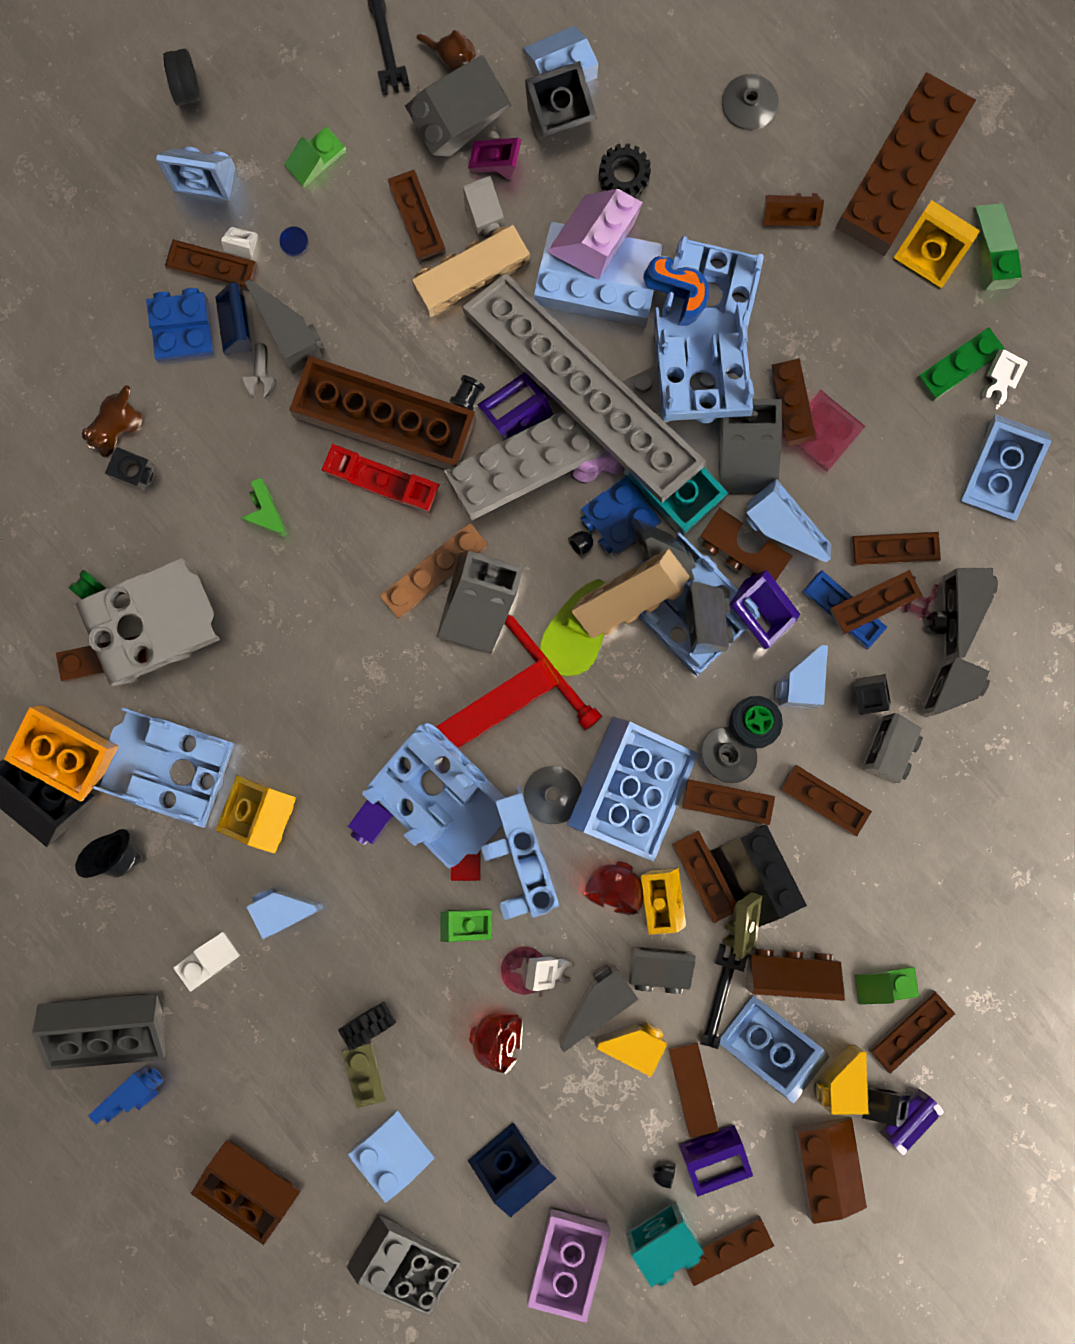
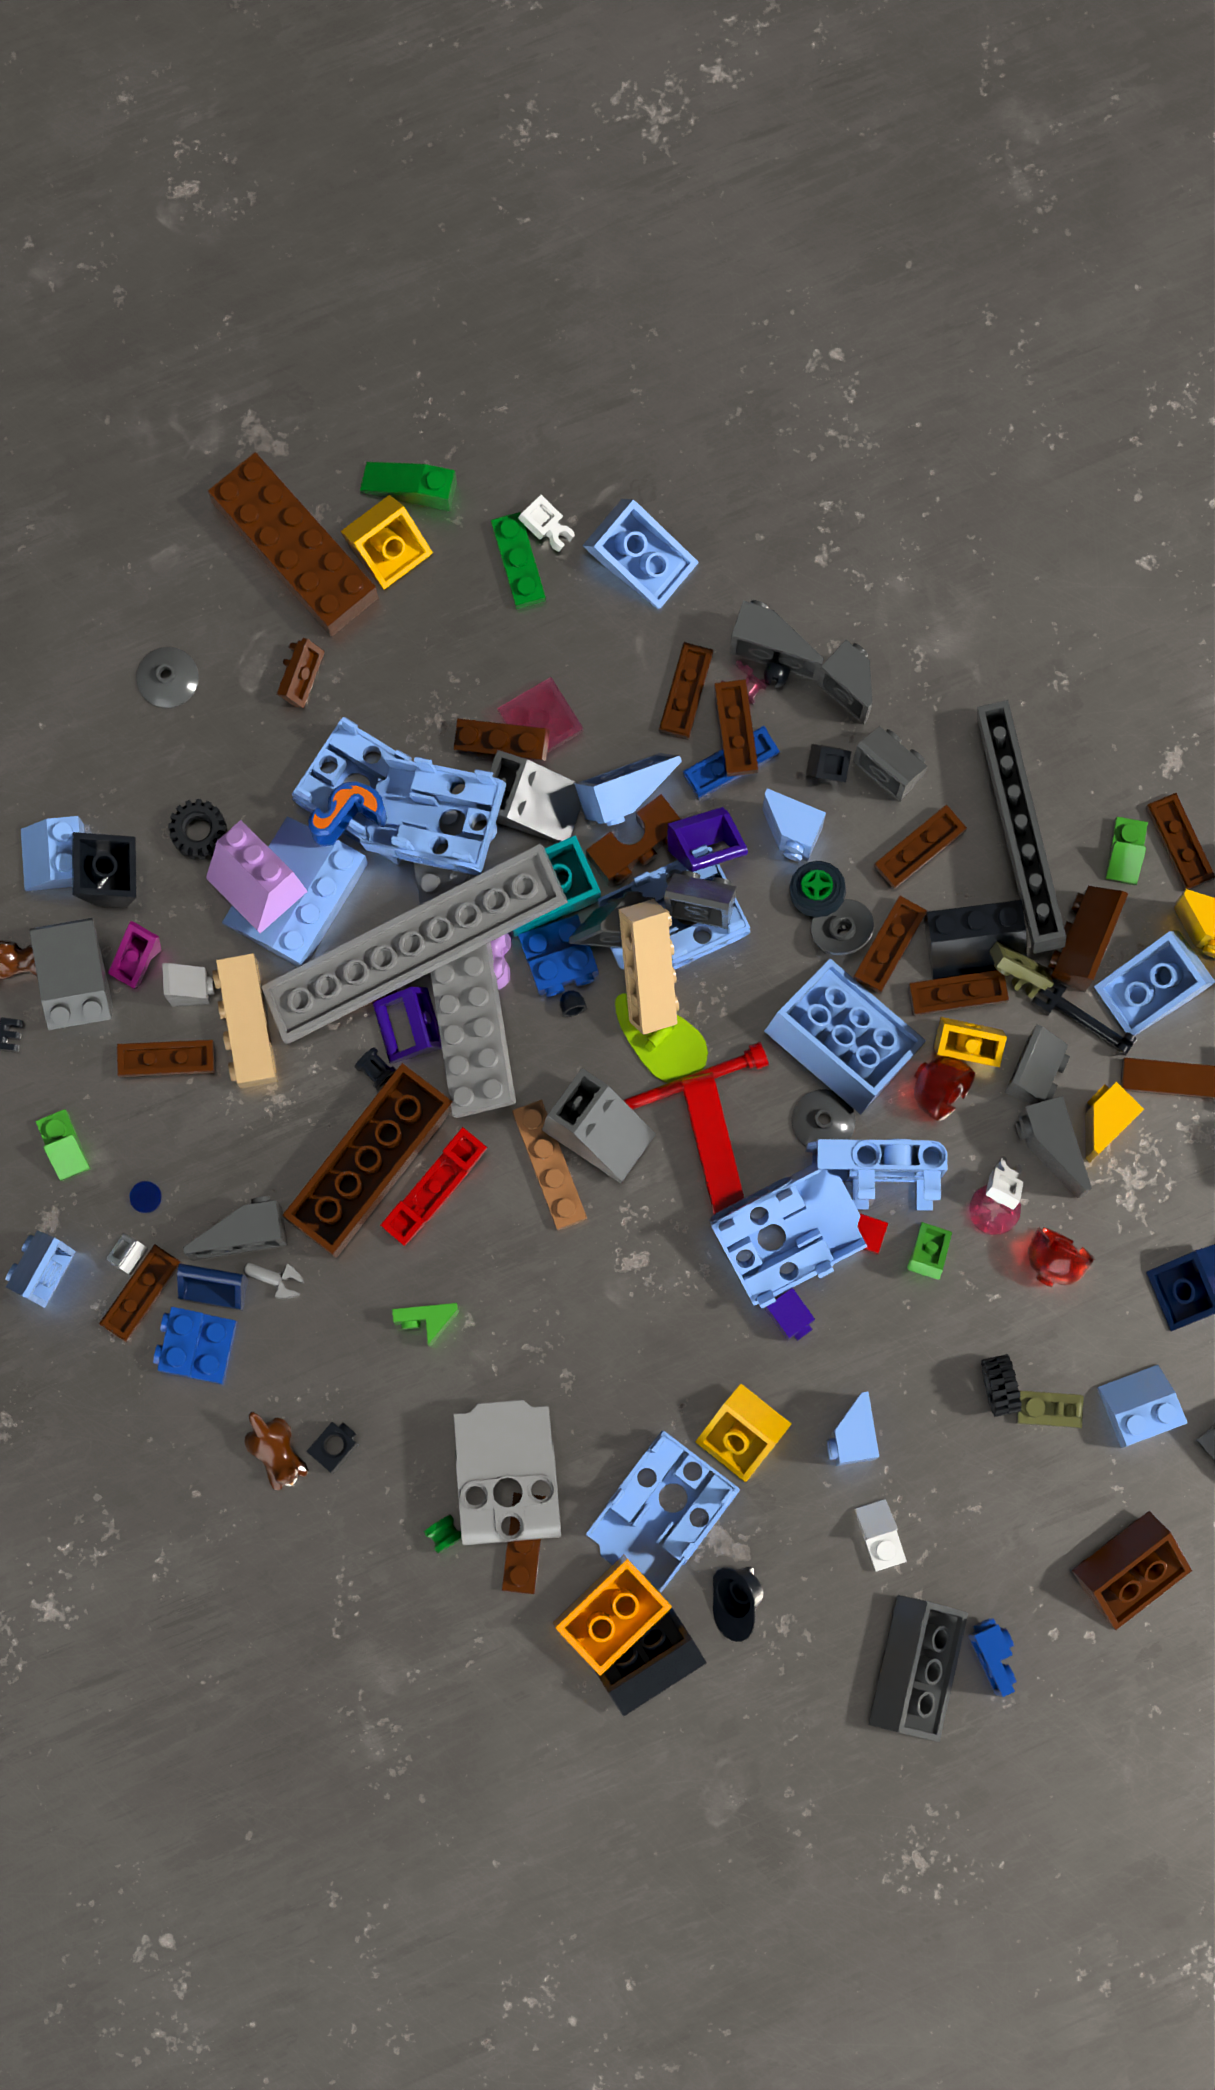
camera: 65 degrees left, 5 degrees down
(873, 884) = (1021, 827): none -> dark grey brick

